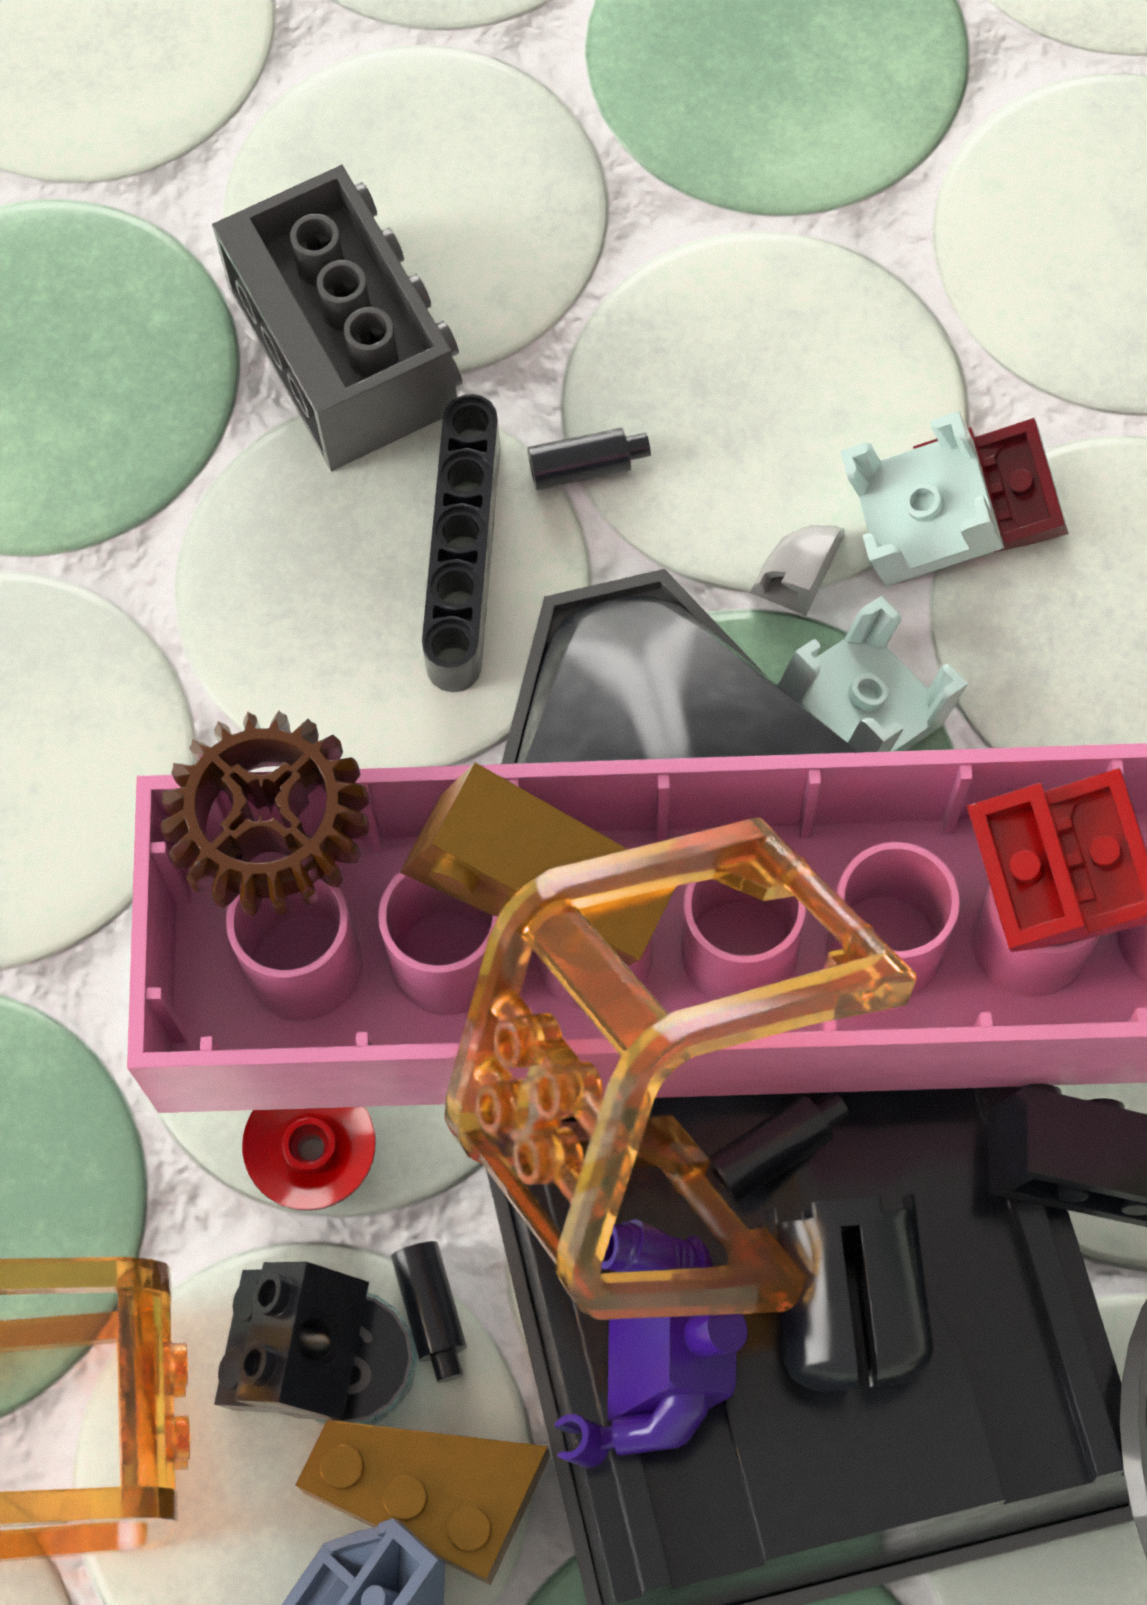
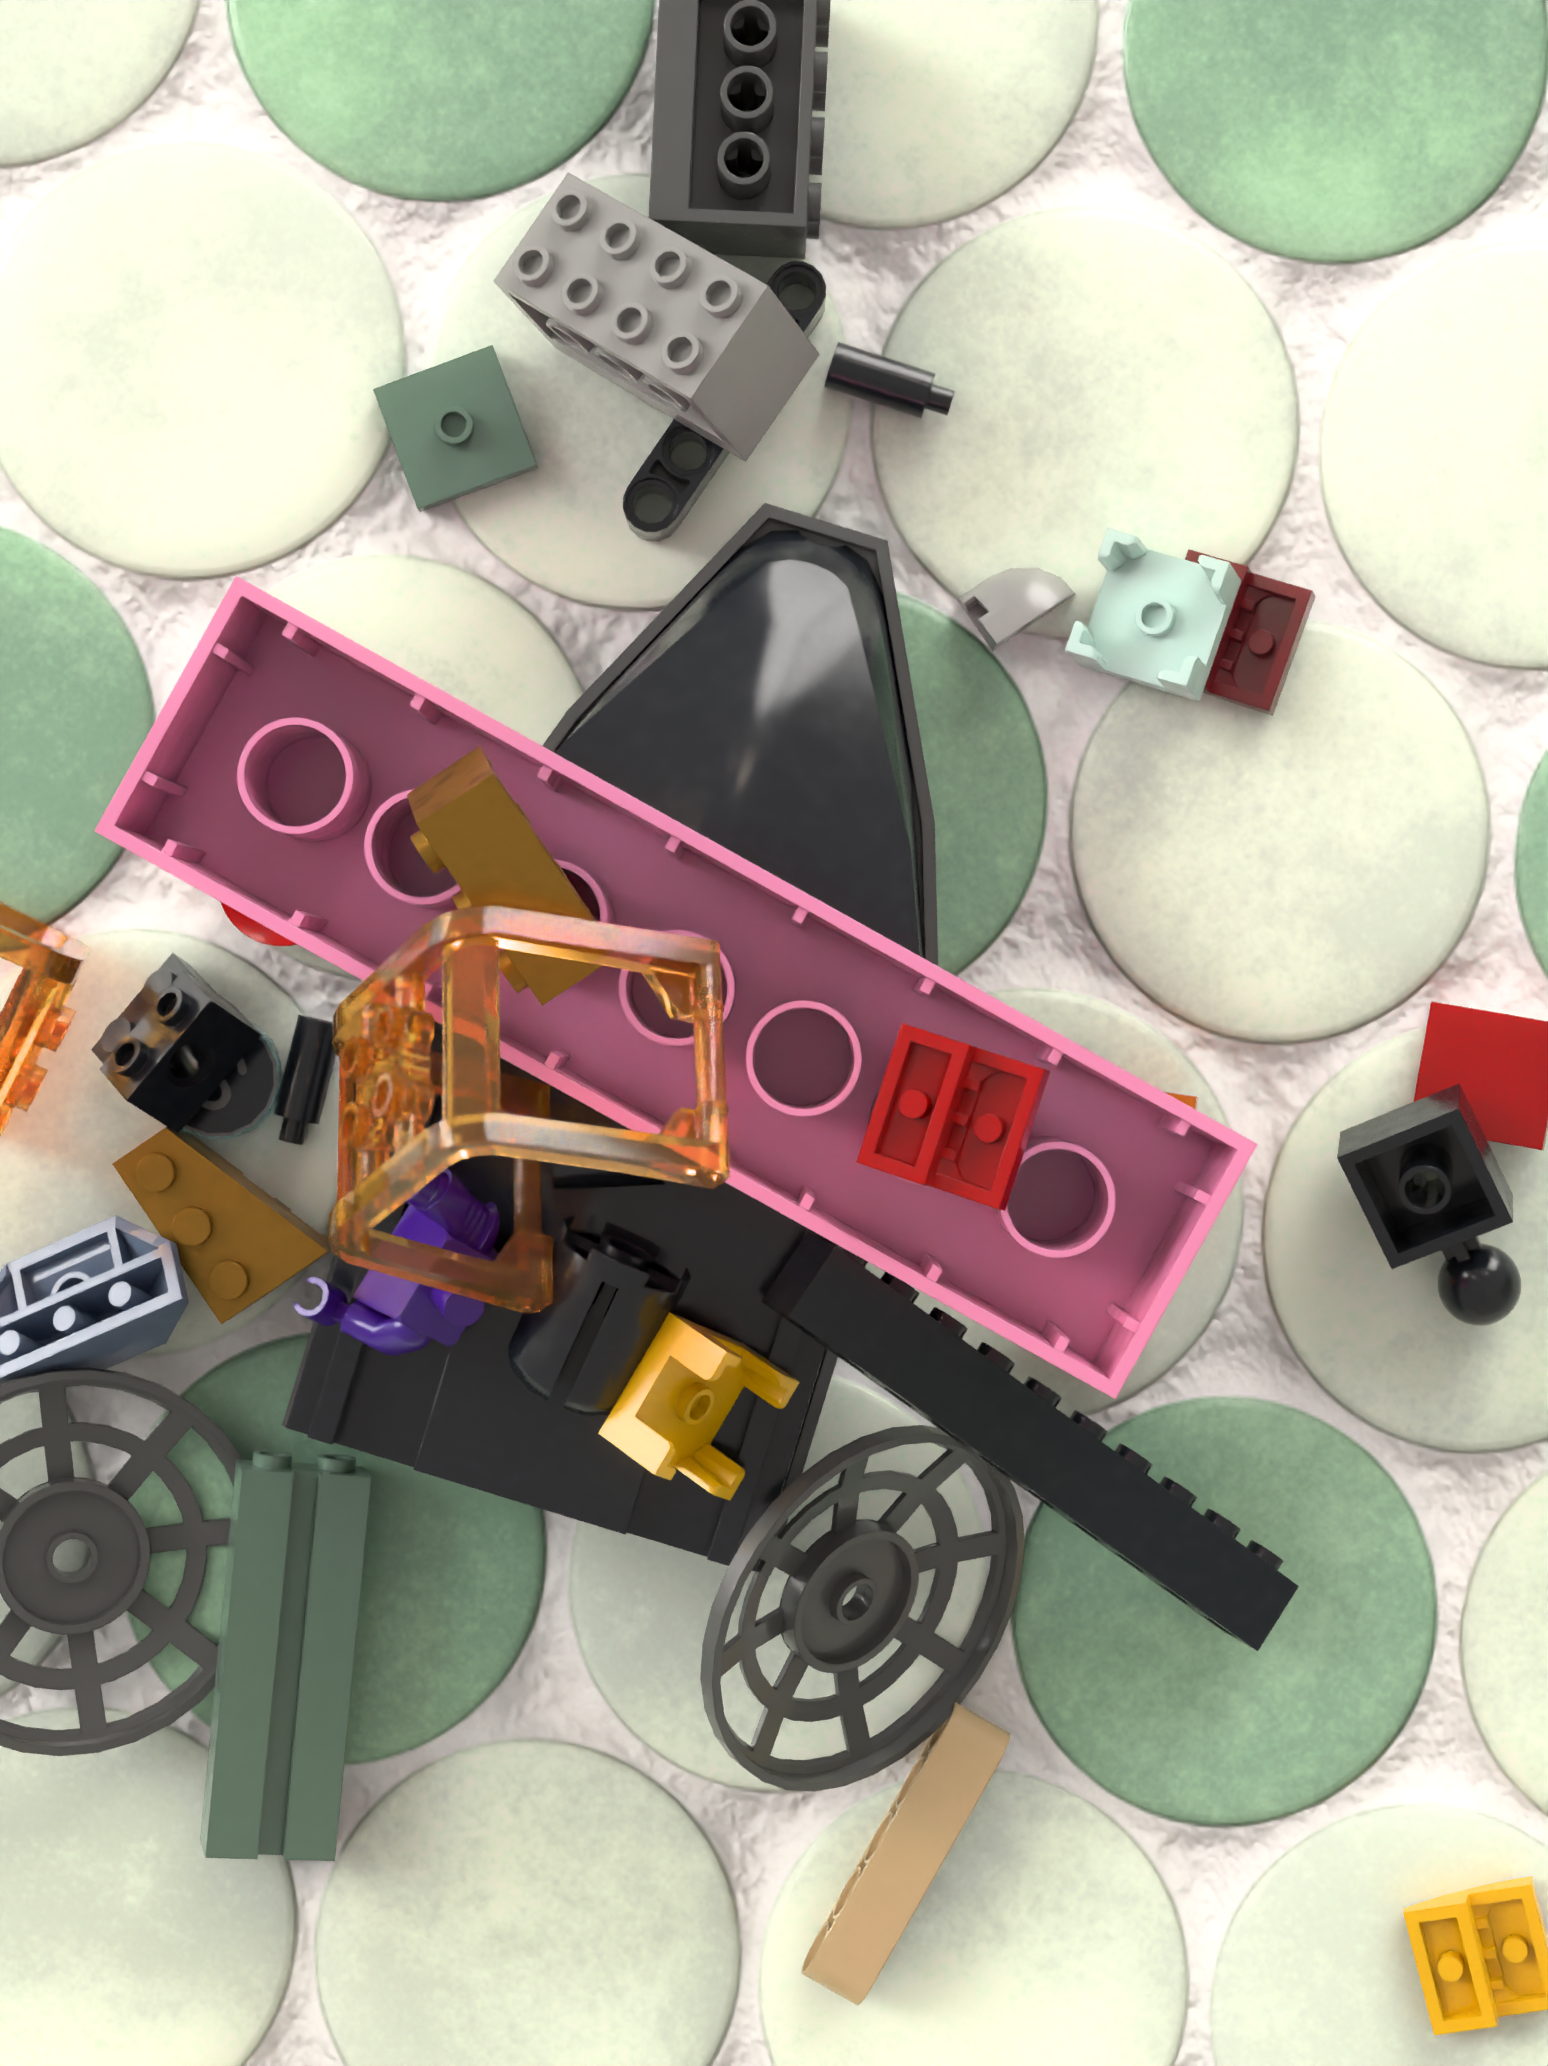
camera: 25 degrees right, 20 degrees up
(227, 859) = (281, 693): reddish brown gear -> none
(242, 671) = (455, 428): none -> sand green plate
(370, 481) = (658, 316): none -> light grey brick
(867, 690) = (986, 768): light aqua panel -> none
(978, 1316) = (683, 1398): none -> yellow panel

